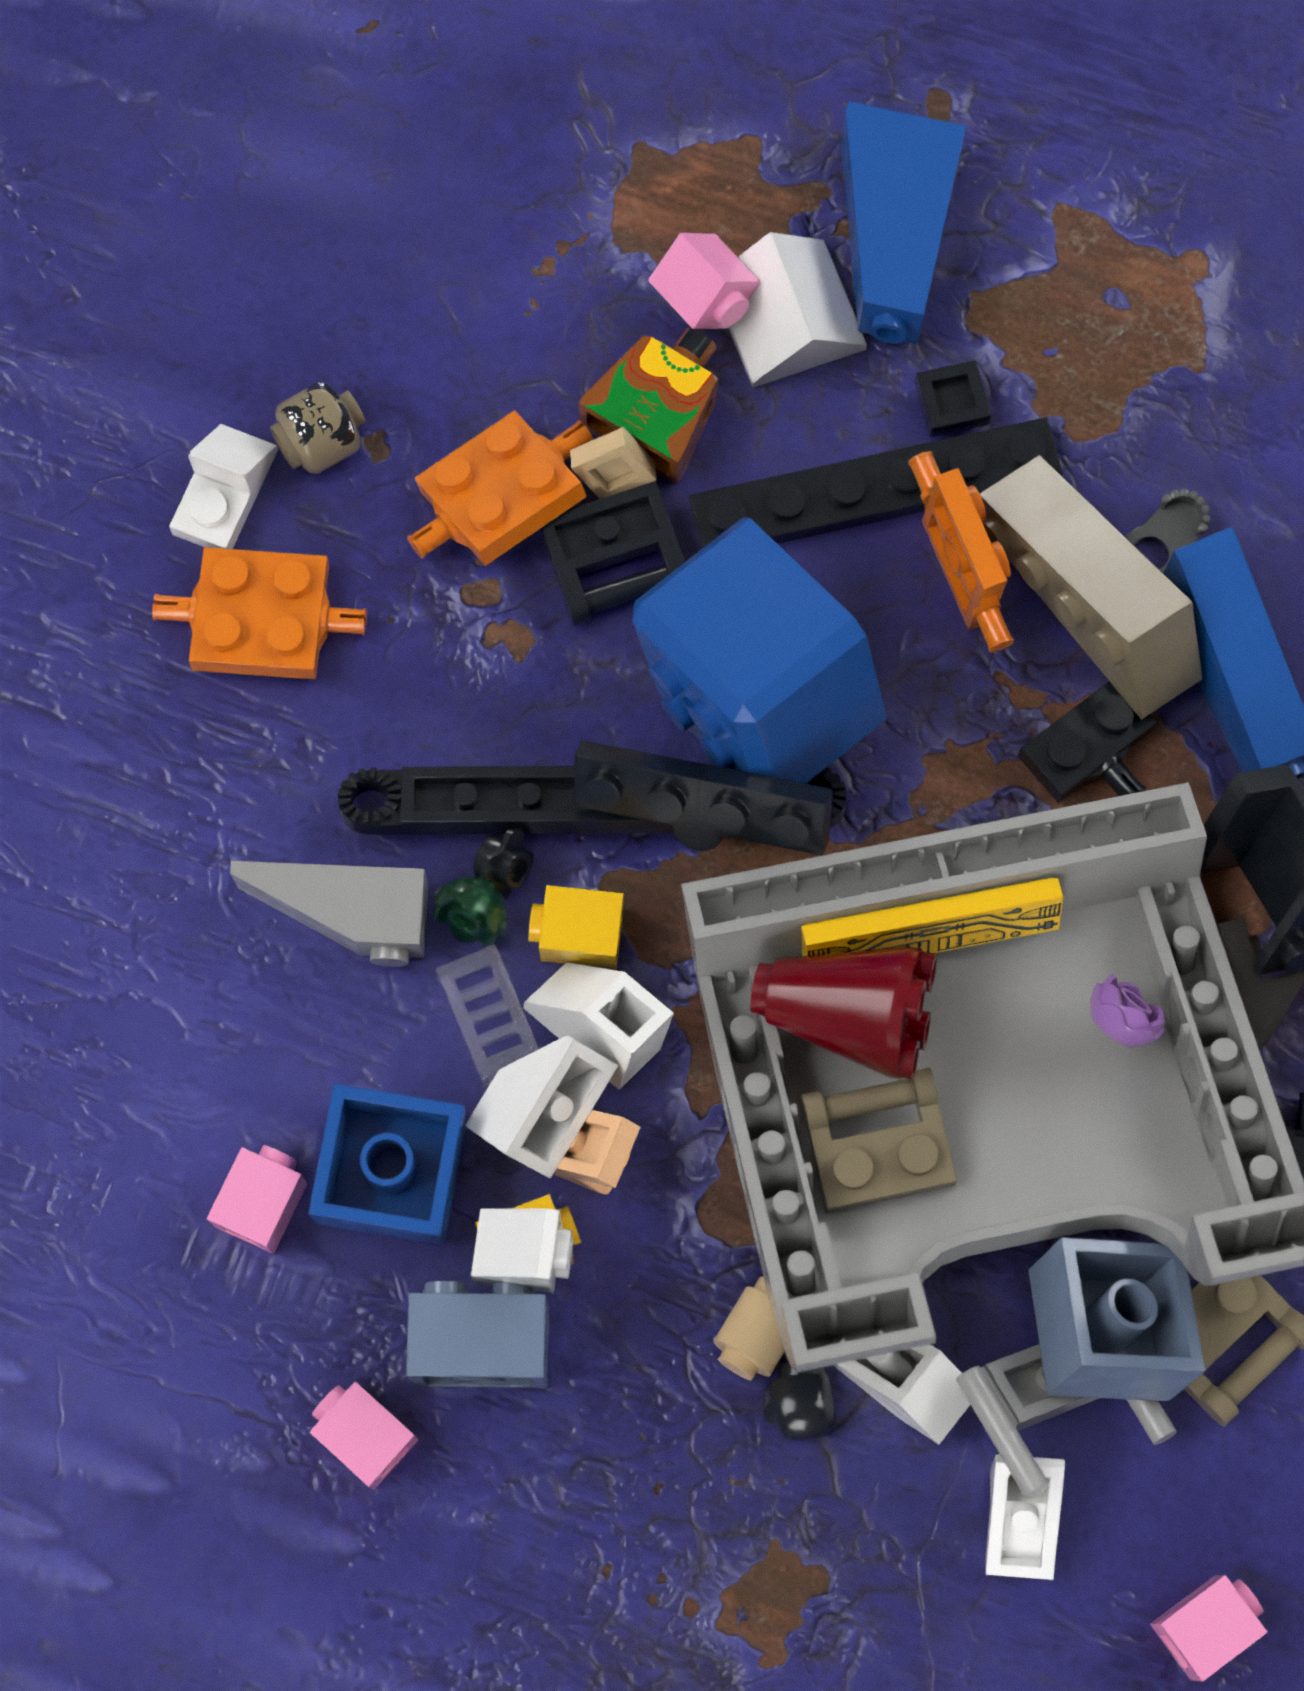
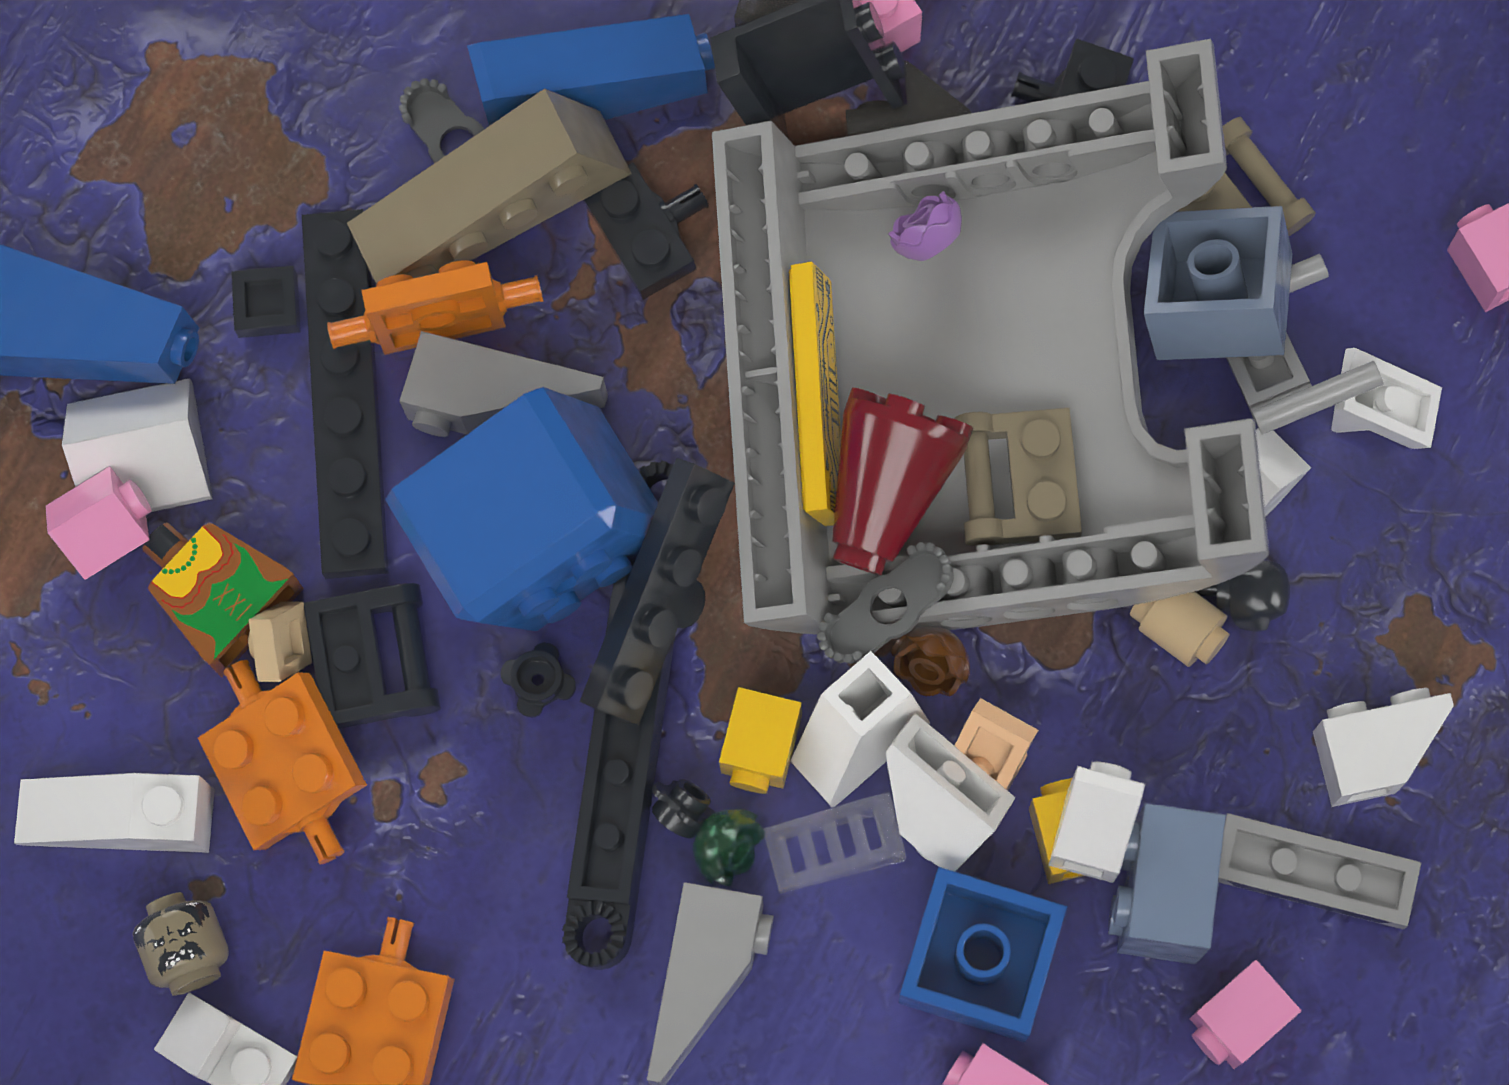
camera: 75 degrees left, 0 degrees up
(433, 353) = (116, 812): none -> white slope
(519, 1494) = (1318, 871): none -> light grey plate
(619, 694) = (541, 661): none -> black plate
(652, 1545) = (1377, 749): none -> white slope
(683, 1084) = (931, 660): none -> reddish brown plate
(695, 998) = (856, 632): none -> dark grey piece
(894, 607) = (465, 384): none -> light grey slope

